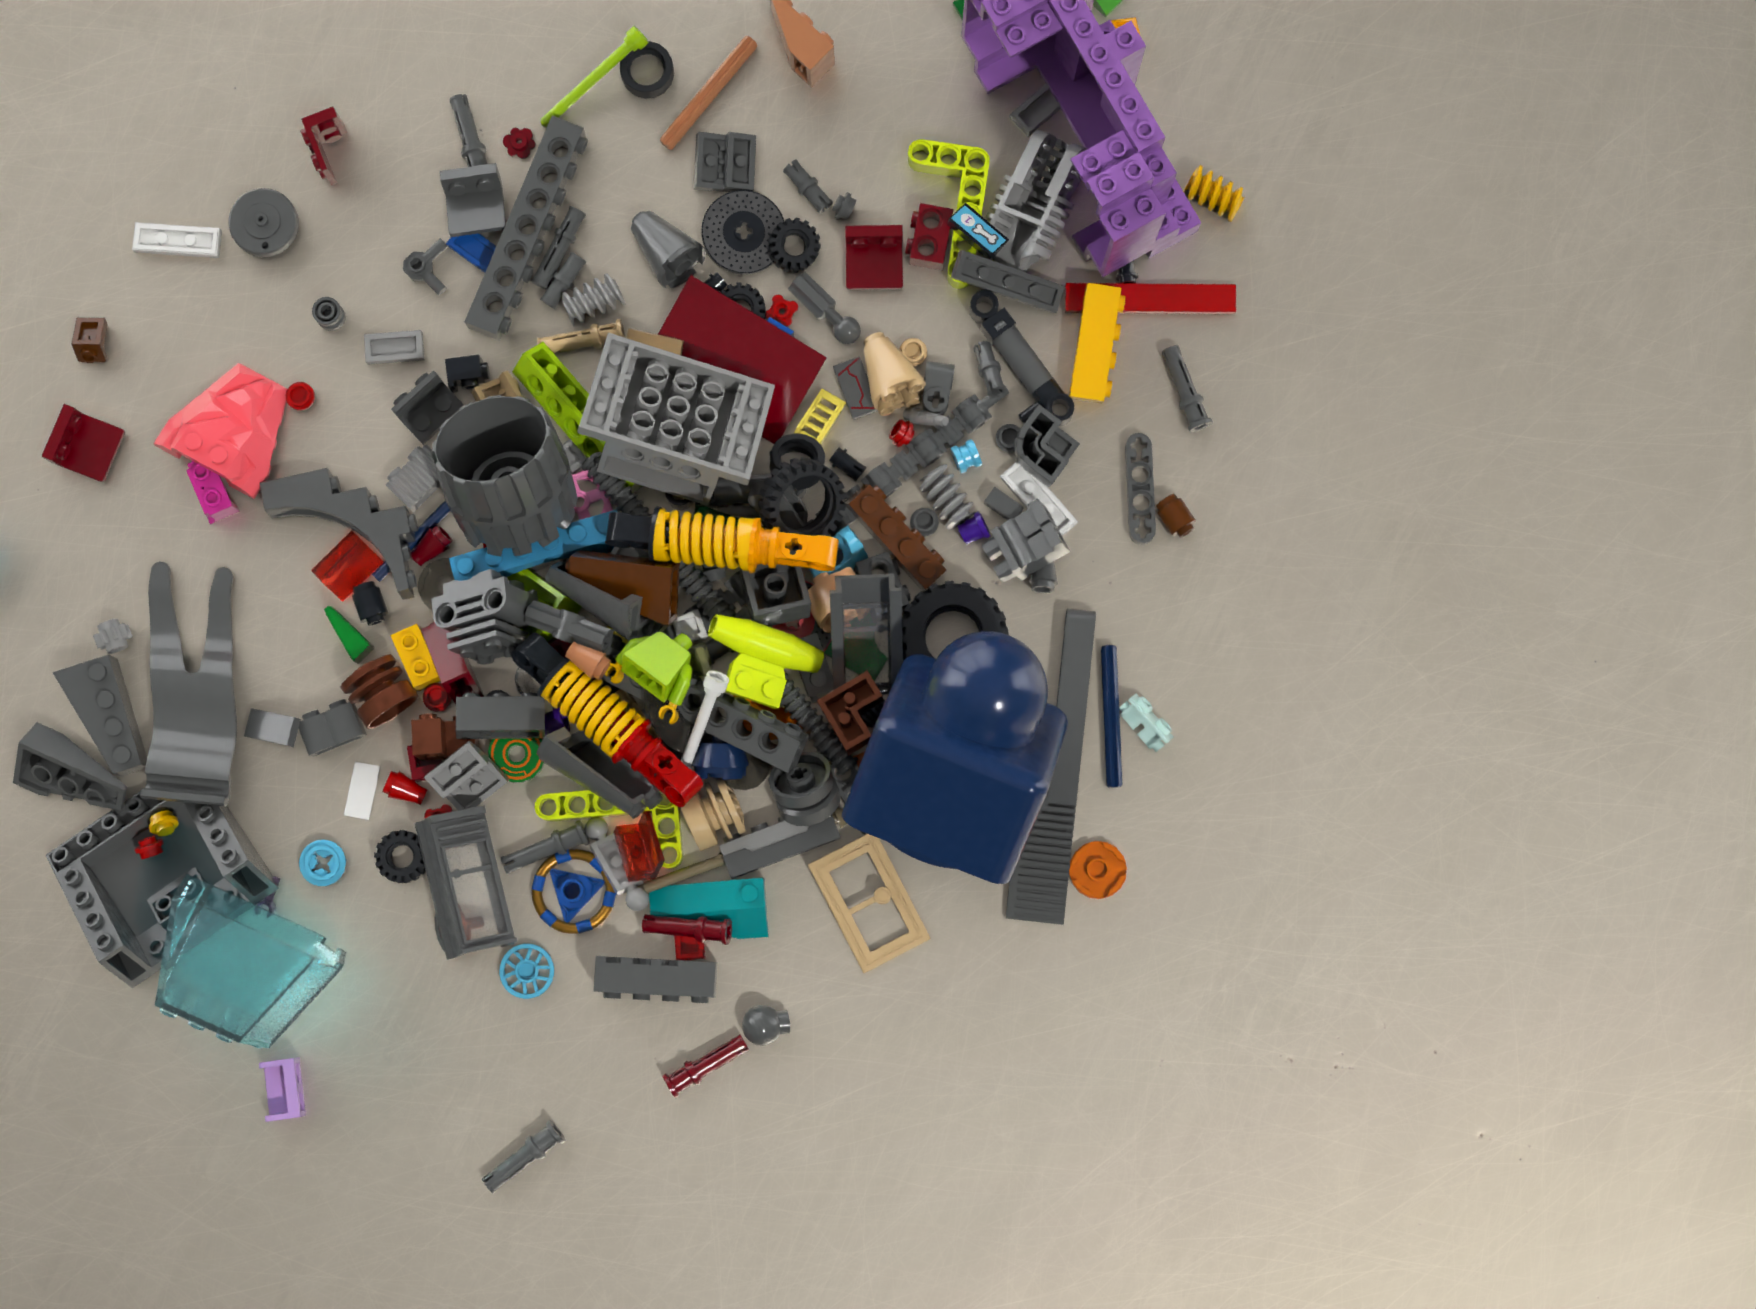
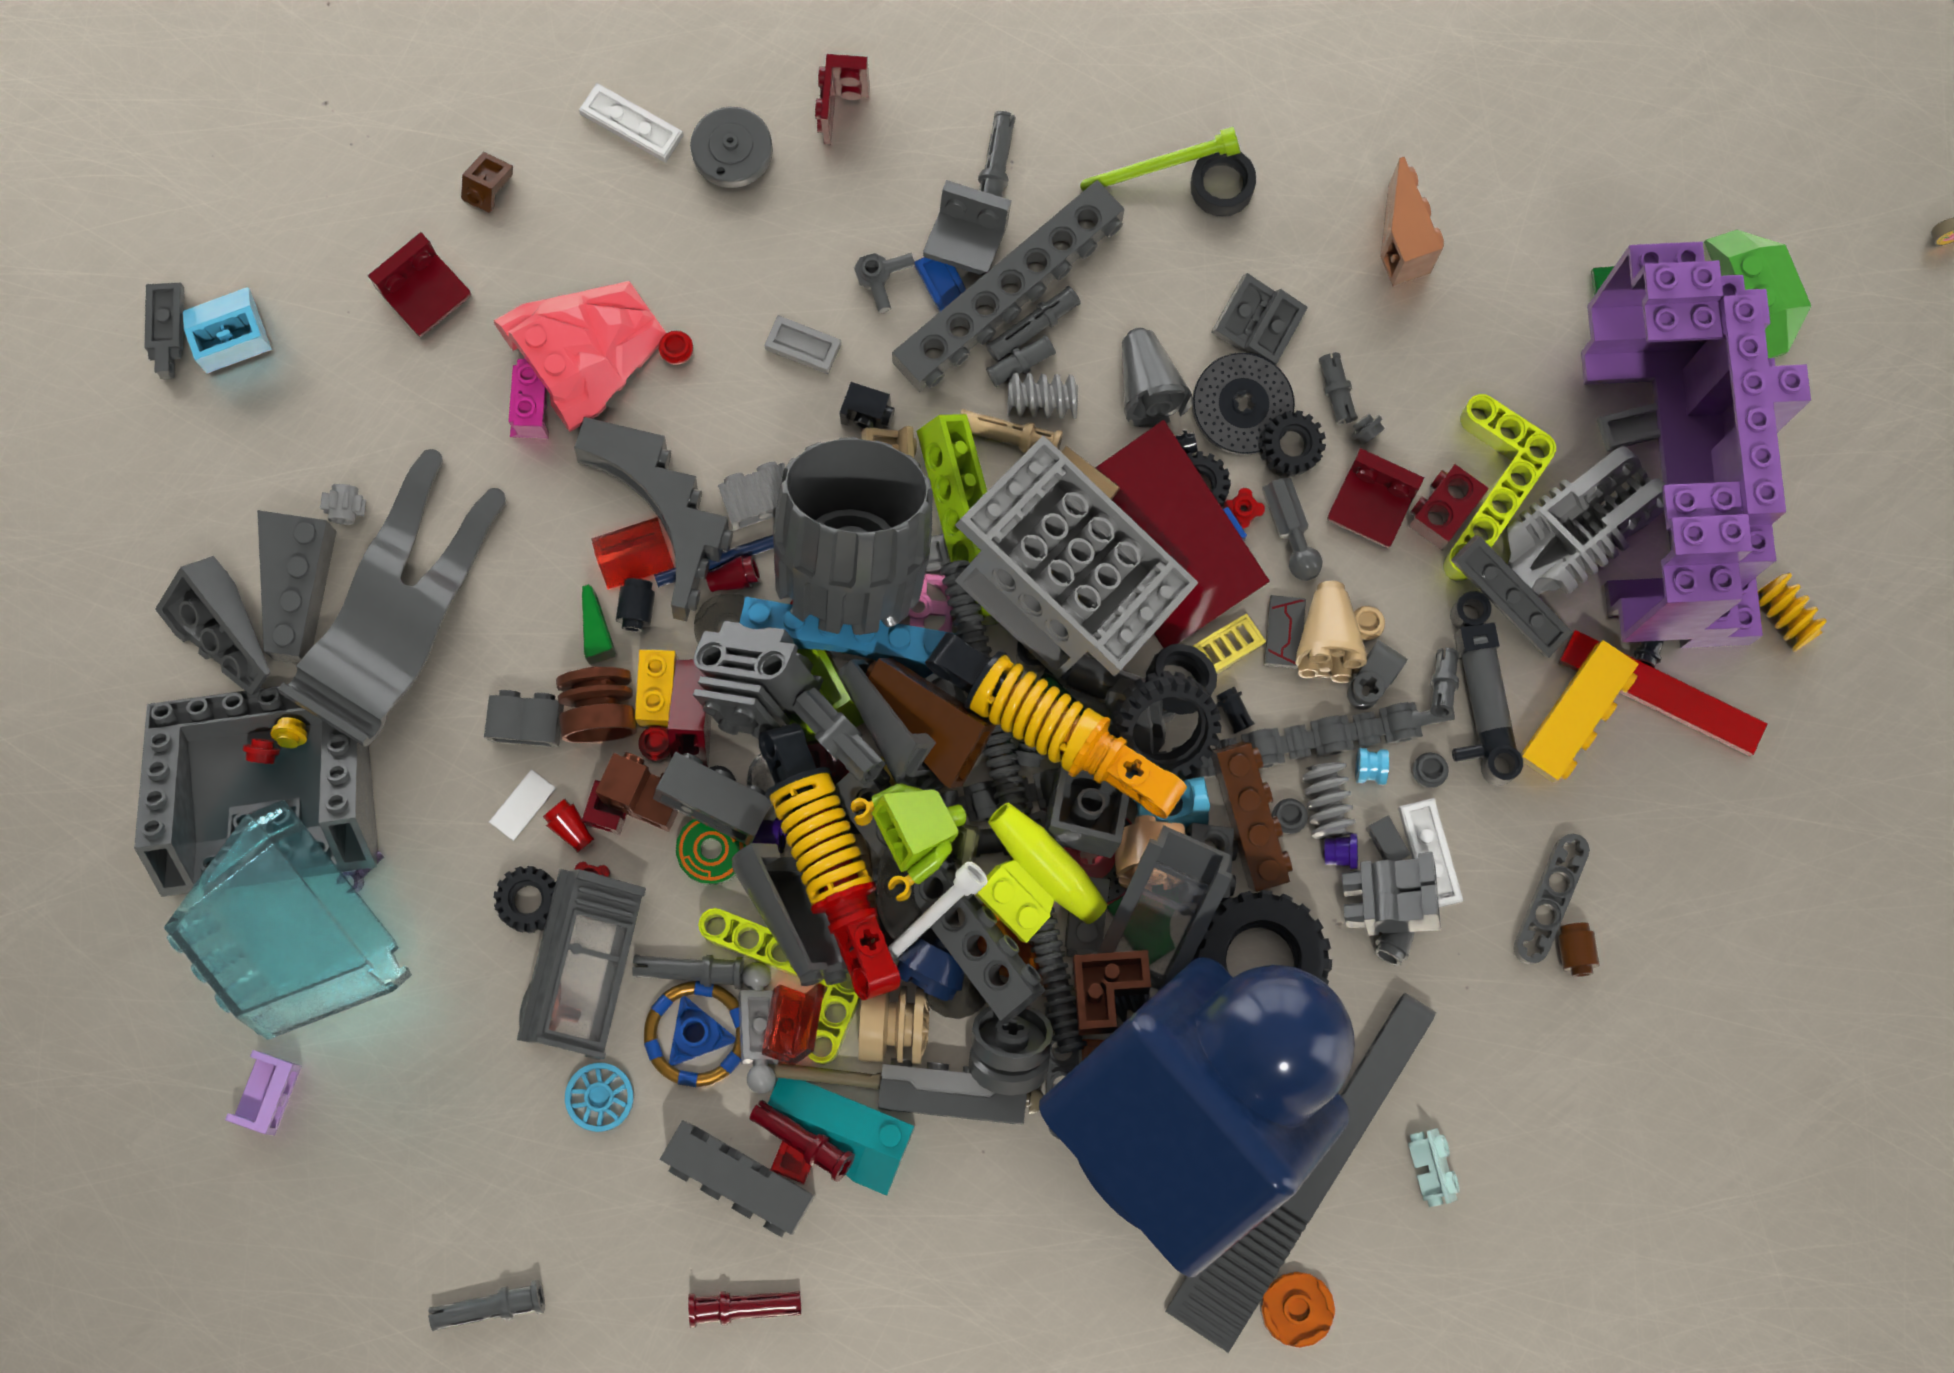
camera: 25 degrees right, 5 degrees down
(272, 727) = (461, 687): tile -> none
(309, 861) = (425, 853): medium azure gear -> none
(333, 318) = (753, 282): dark grey wheel -> none
(426, 406) = (803, 421): dark grey bracket -> none
(466, 777) = (642, 847): light grey slope -> none
(521, 149) = (1044, 201): dark red plant -> none
(588, 660) = (841, 783): nougat cone -> none
(691, 625) = (974, 801): white tile -> none
(708, 92) = (1277, 237): nougat axle -> none
(765, 1024) = (833, 1294): dark grey piece -> none
(882, 895) = (1055, 1212): tan door -> none
(902, 433) = (1312, 705): red plate -> none
(924, 417) = (1346, 700): light grey animal -> none
(977, 231) = (1504, 525): slope -> none
(1043, 446) = (1464, 797): dark grey brick -> none
(1111, 716) = (1397, 1141): dark blue axle -> none
(1190, 400) = (1655, 828): dark grey pin -> none

